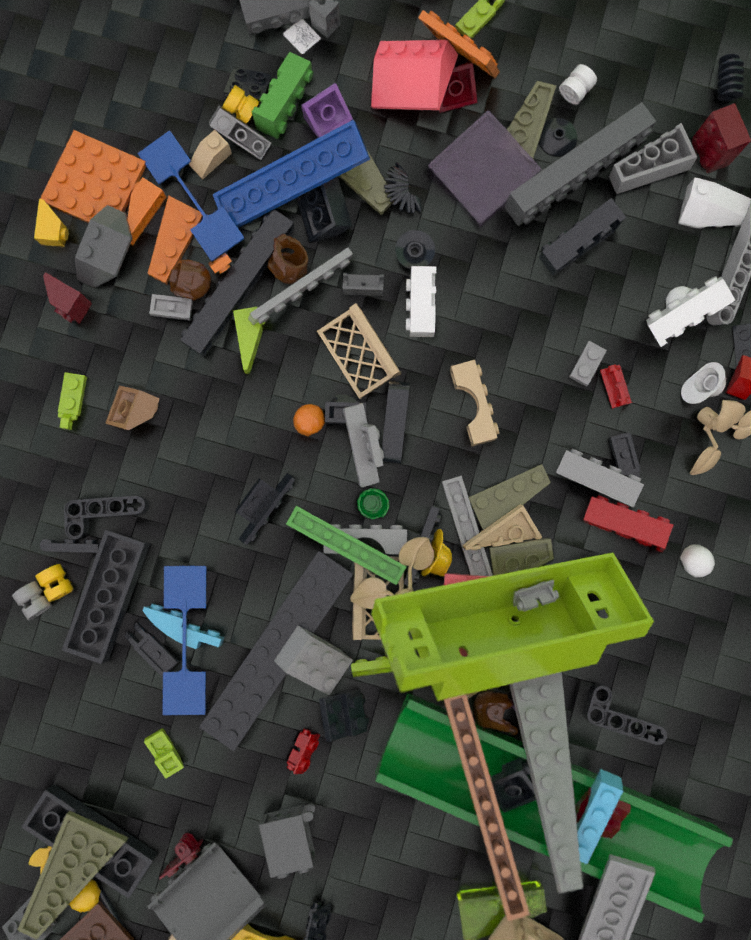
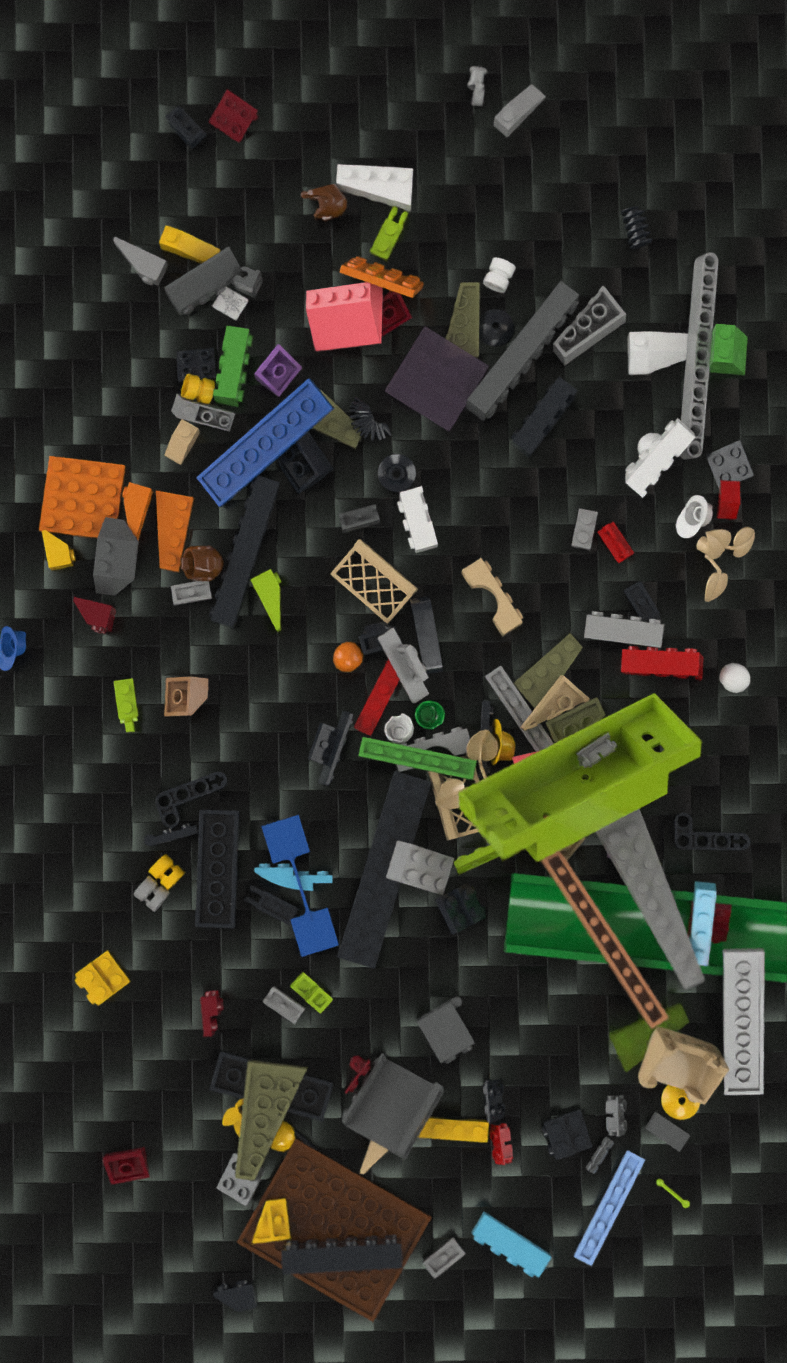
camera: 15 degrees left, 0 degrees up
(50, 739) = (211, 1006): none -> dark red plate
(132, 757) = (284, 1004): none -> light grey hinge
(216, 231) = (210, 512): blue hinge -> none
(220, 264) = (225, 539): orange plate -> none
(287, 266) = (286, 523): reddish brown helmet -> none
(295, 291) = (310, 533): light grey plate -> none
(300, 760) = (434, 962): red hinge -> none
(325, 473) = (377, 700): none -> red plate
(337, 509) = (399, 729): none -> white hair
(489, 711) = (587, 864): reddish brown helmet -> none
(513, 785) = (626, 920): black plate -> none
(721, 138) = (641, 291): dark red brick -> none

